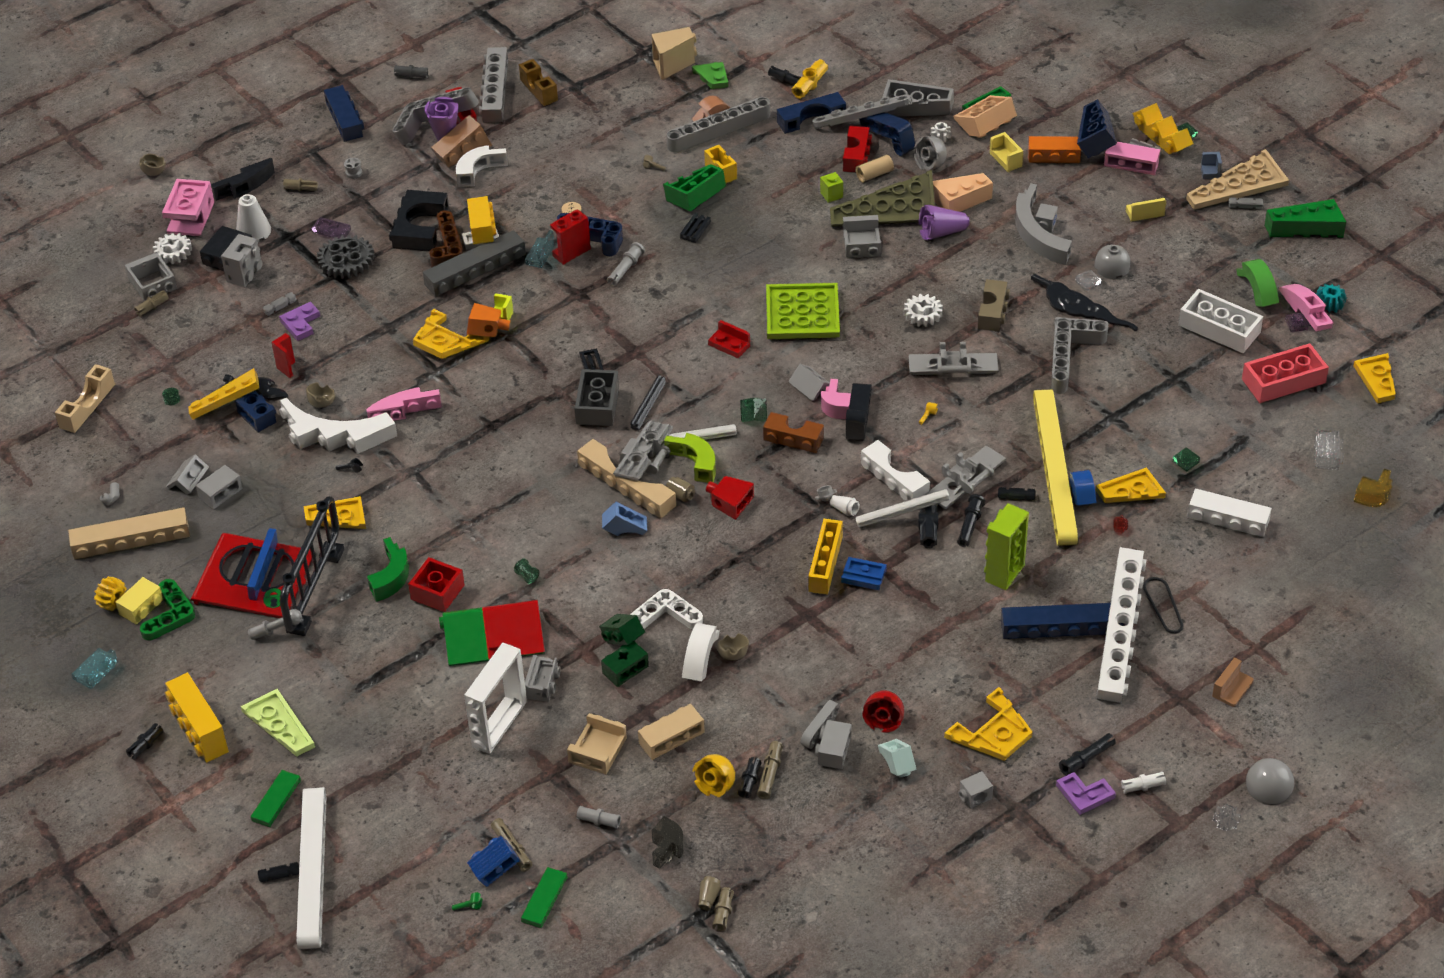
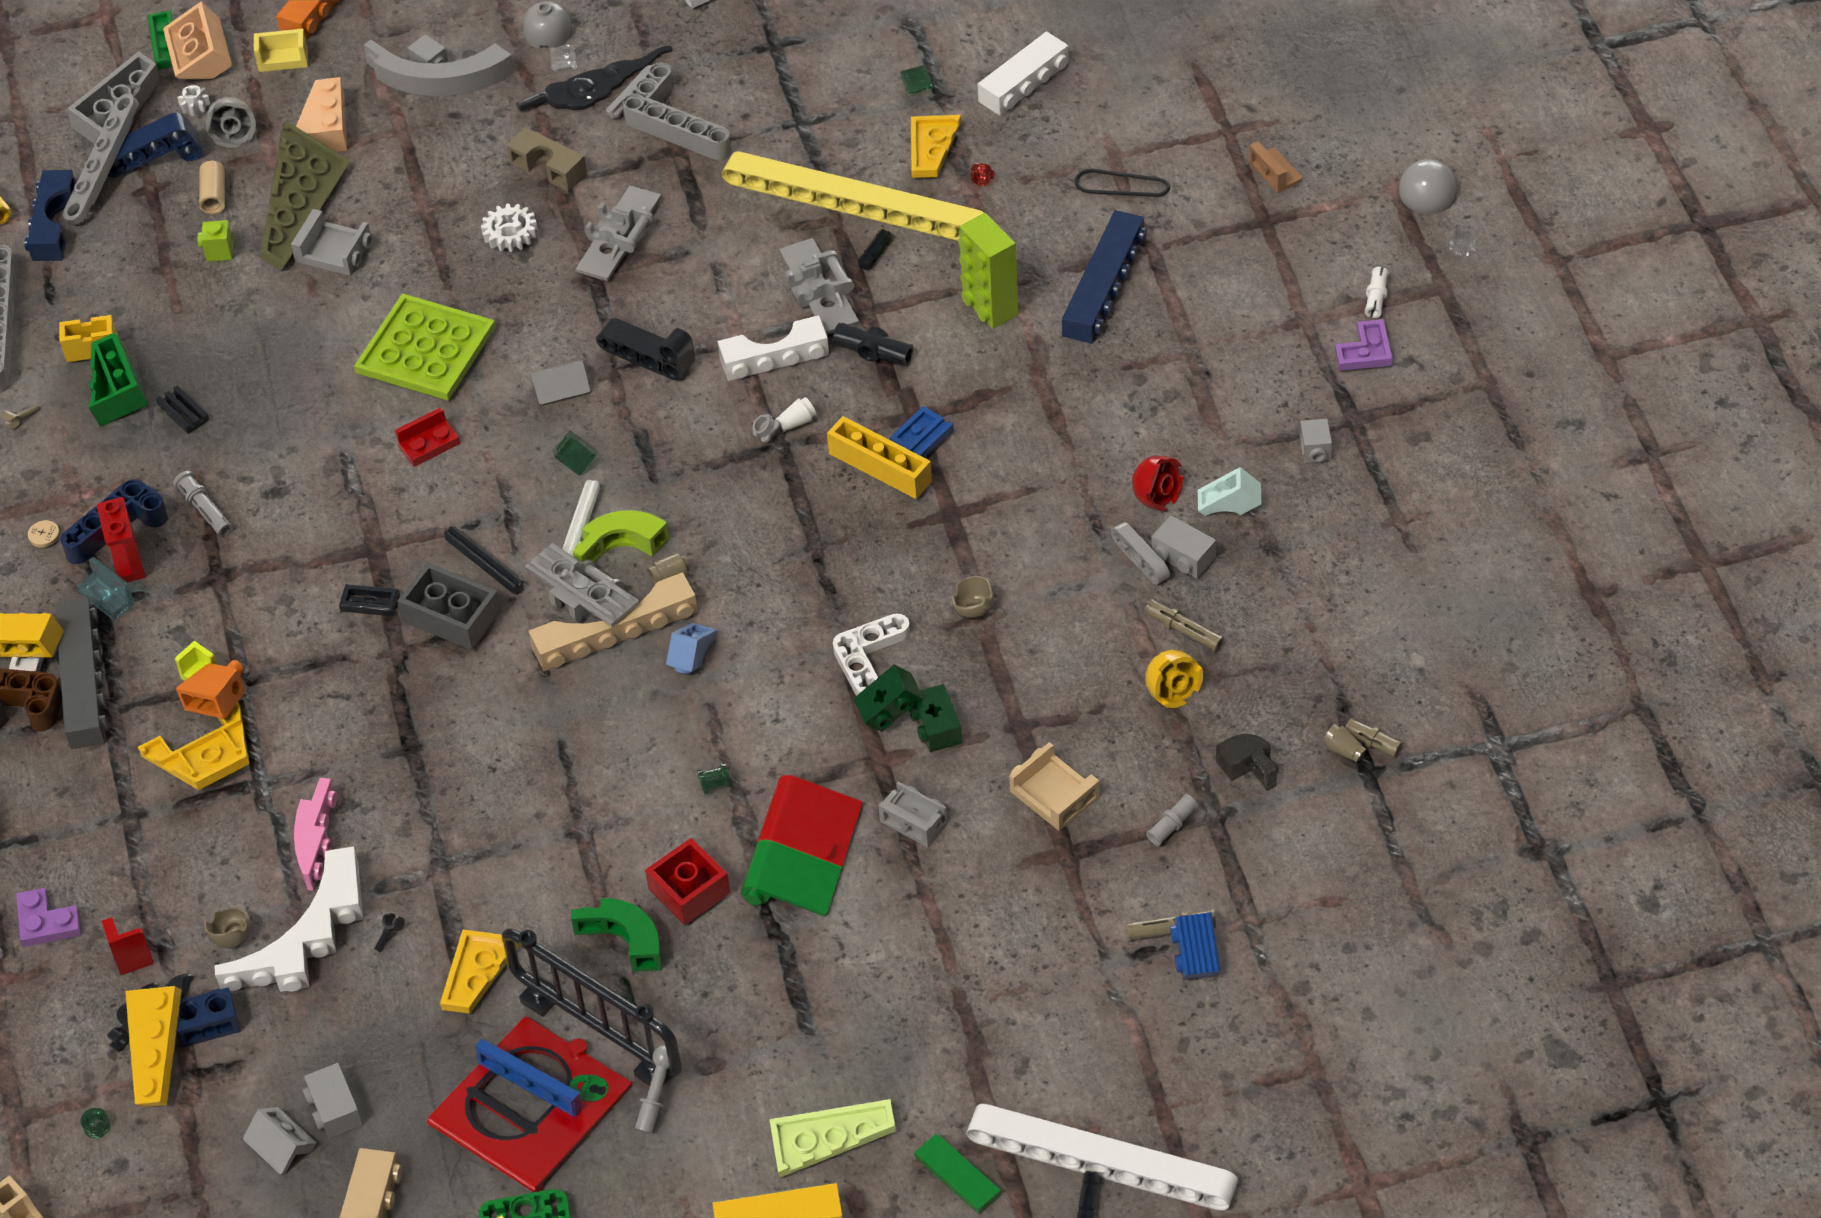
camera: 65 degrees left, 5 degrees up
(475, 902) = (1241, 990): green hand -> none
(504, 664) = (934, 813): white window -> none
(544, 897) = (1268, 915): green tile -> none
(671, 731) = (1073, 704): tan brick -> none
(698, 651) = (968, 627): white arch -> none
(731, 495) = (712, 522): red torso -> none
(749, 777) = (1173, 642): black pin -> none
(805, 438) = (658, 414): dark orange arch -> none
(835, 403) = (616, 368): bright pink brick -> none
(857, 148) = (176, 198): red arch -> none
(902, 508) = (845, 357): white axle -> none
(931, 408) = (683, 278): yellow hand -> none
(941, 222) = (365, 157): medium lavender cone -> none
(972, 514) = (885, 299): black pin -> none
(1000, 735) = (1240, 387): yellow wing -> none
(1080, 758) = (1315, 334): black pin -> none
(1082, 487) = (912, 178): blue brick -> none
(1114, 689) = (1154, 219): white brick -> none

